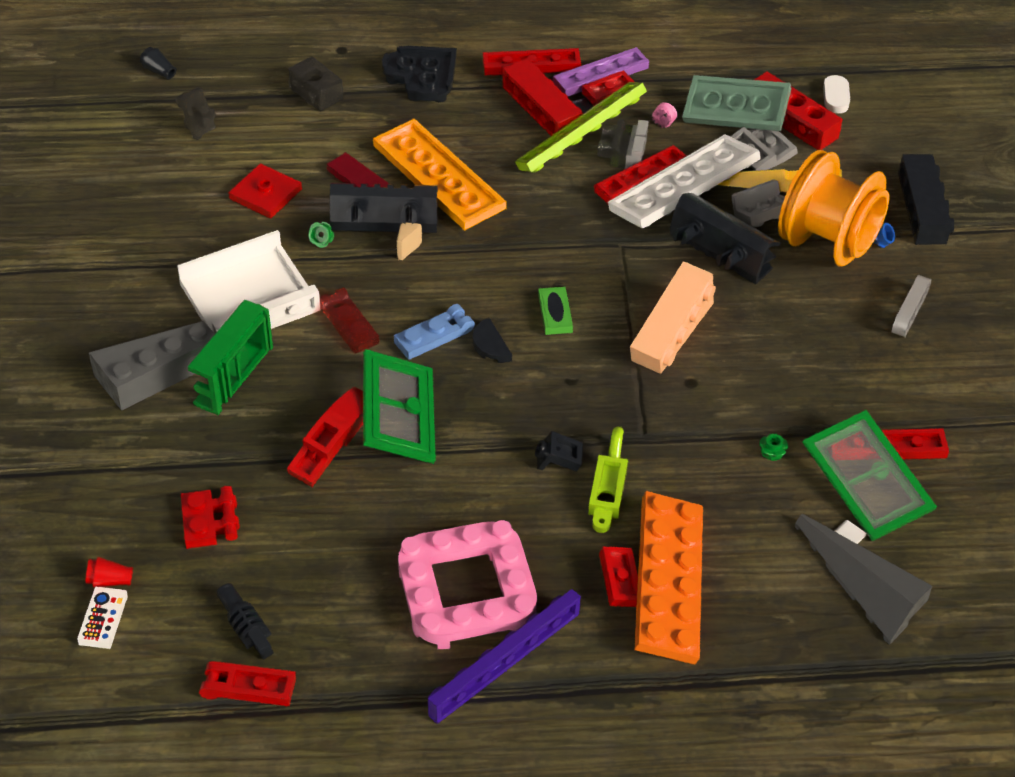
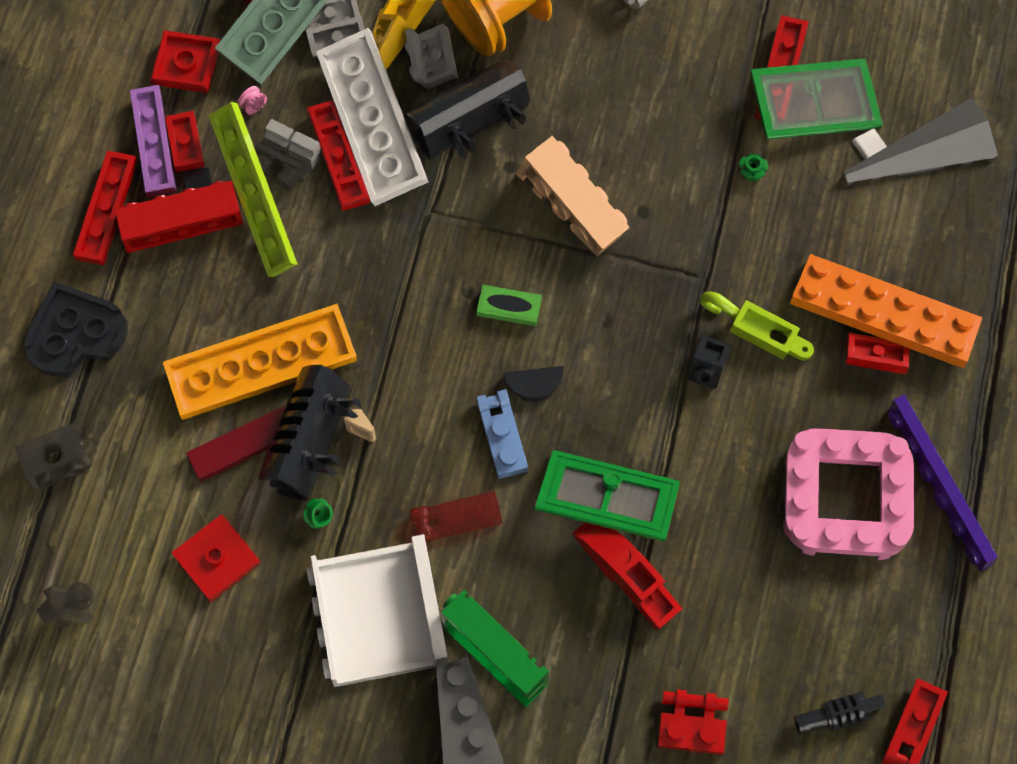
camera: 70 degrees left, 20 degrees up
(676, 71) = (185, 61): none -> red plate

